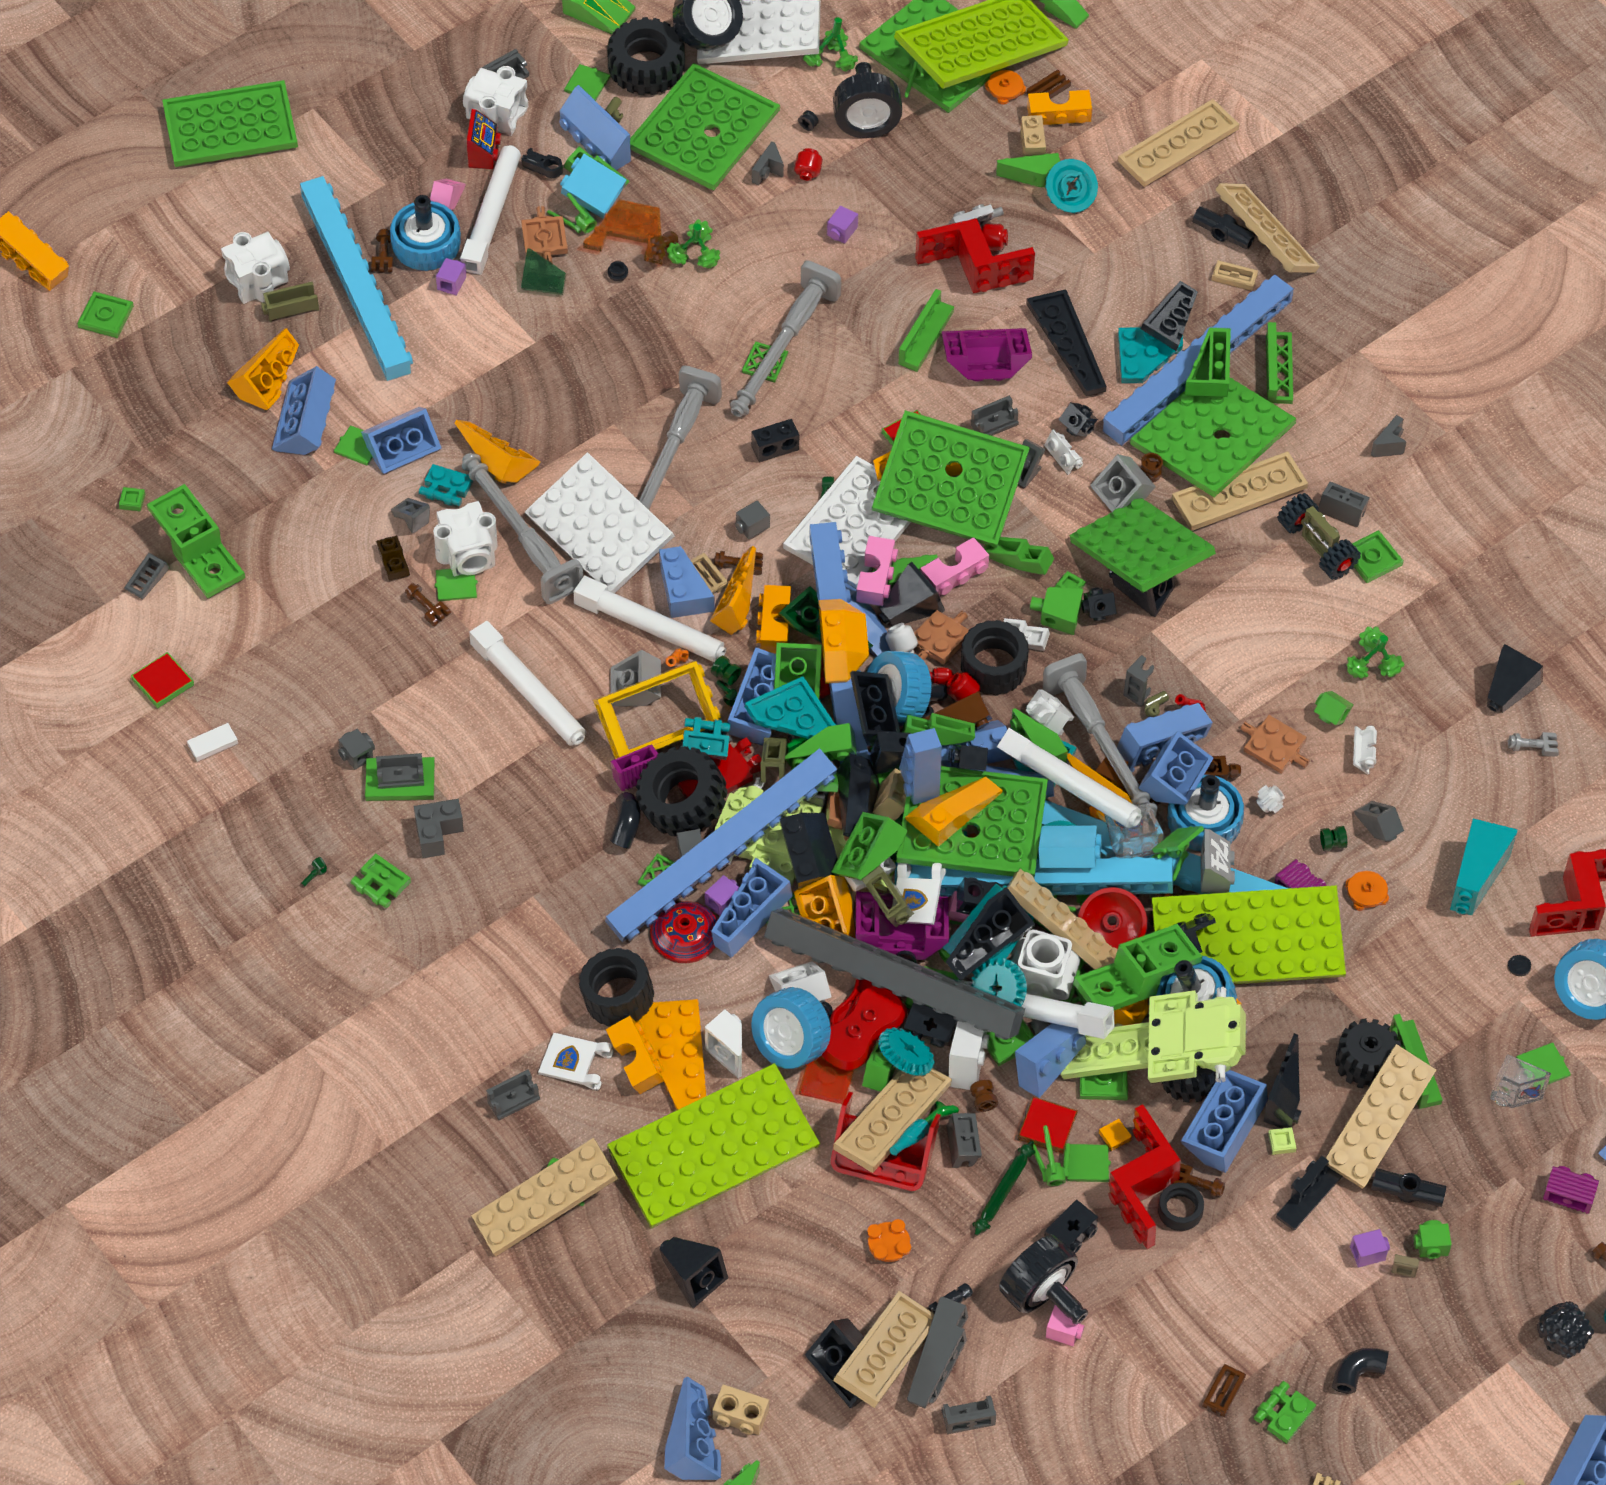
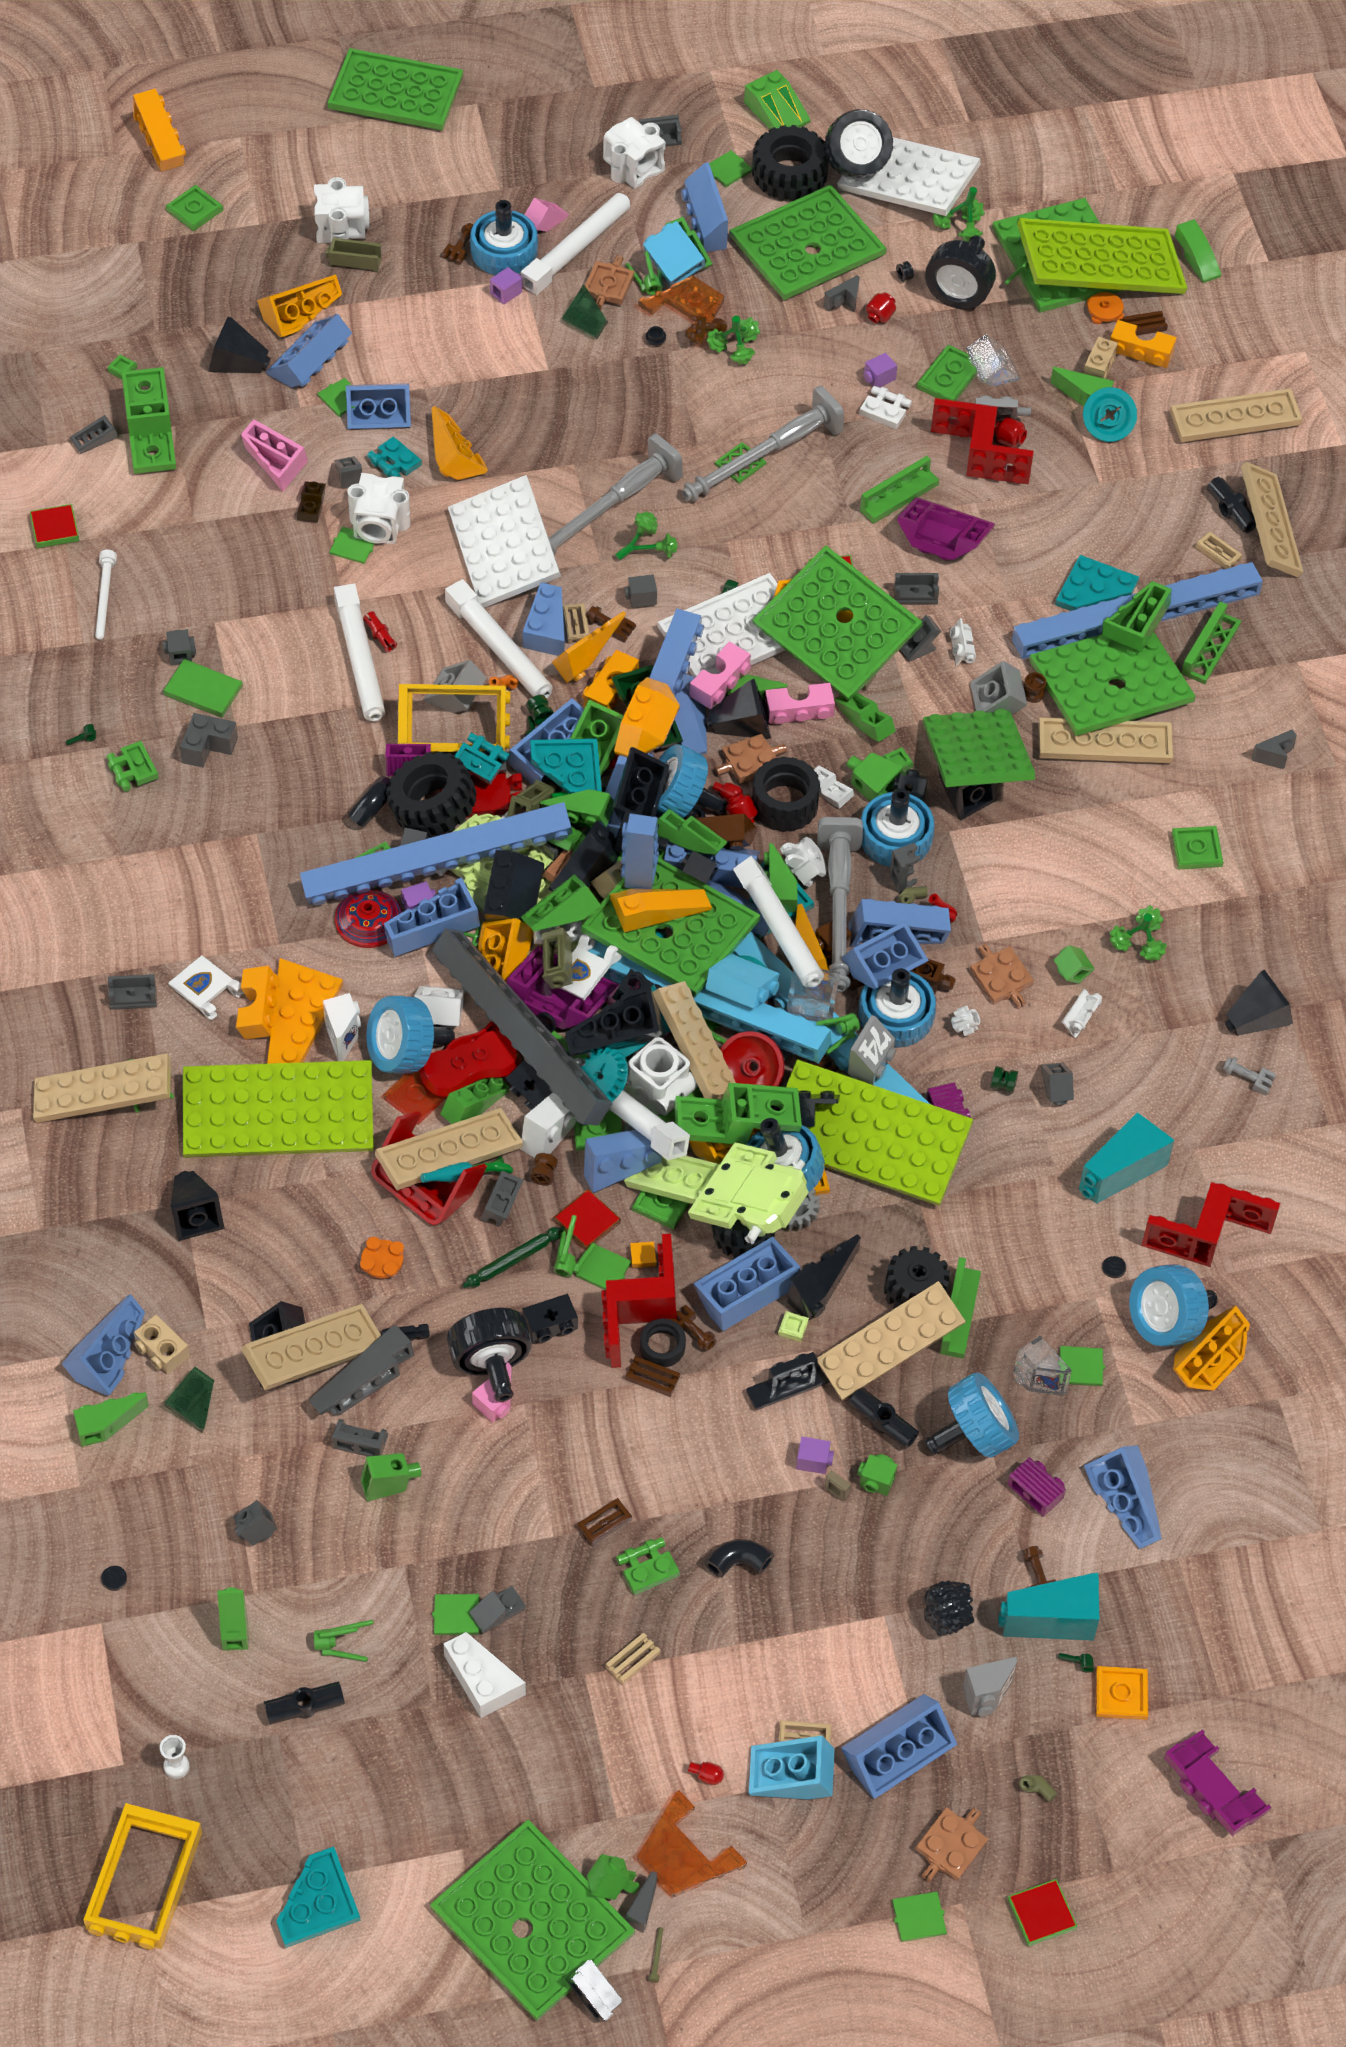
camera: 25 degrees right, 0 degrees up
(212, 742) = (64, 593): white tile -> none
(236, 693) = (108, 561): none -> white piece
(237, 439) = (238, 351): none -> black slope
(333, 525) = (274, 453): none -> bright pink wedge
(356, 279) = (422, 257): medium azure brick -> none
(400, 771) = (202, 679): dark grey hinge -> none
(414, 592) = (310, 537): reddish brown hinge -> none
(482, 141) = (600, 180): slope -> none
(533, 656) = (380, 631): none -> red pin
(539, 163) = (644, 220): black piece -> none
(557, 578) = (438, 570): light grey piece -> none
(610, 966) = (273, 918): black tyre -> none
(612, 109) = (735, 199): olive arm -> none
(720, 457) = (647, 524): none -> bright green plant
(775, 440) = (704, 531): black brick -> none
(797, 1447) = (192, 1399): none -> clear green wing
(865, 262) = (884, 412): none -> white plate
(901, 638) = (712, 745): white head -> none
(904, 203) = (948, 375): none -> bright green tile
(906, 1051) = (499, 1113): teal gear -> none
(938, 177) = (991, 362): none -> clear slope
(1015, 1436) = (387, 1475): none -> bright green torso
(1062, 327) = (1027, 539): black wing -> none
(1078, 419) = (991, 619): black brick -> none
(1110, 646) = (894, 822): none -> dark azure wheel
(1171, 315) = (1133, 562): black wing -> none
(1178, 839) = (843, 1015): bright green piece -> none
(1185, 1236) = (657, 1374): none -> reddish brown tile
(1336, 555) = (1148, 782): plate -> none
(1343, 504) = (1195, 789): dark grey hinge -> none
(1367, 890) = (1009, 1139): orange piece -> none
(1495, 1150) = (979, 1416): none -> dark azure wheel

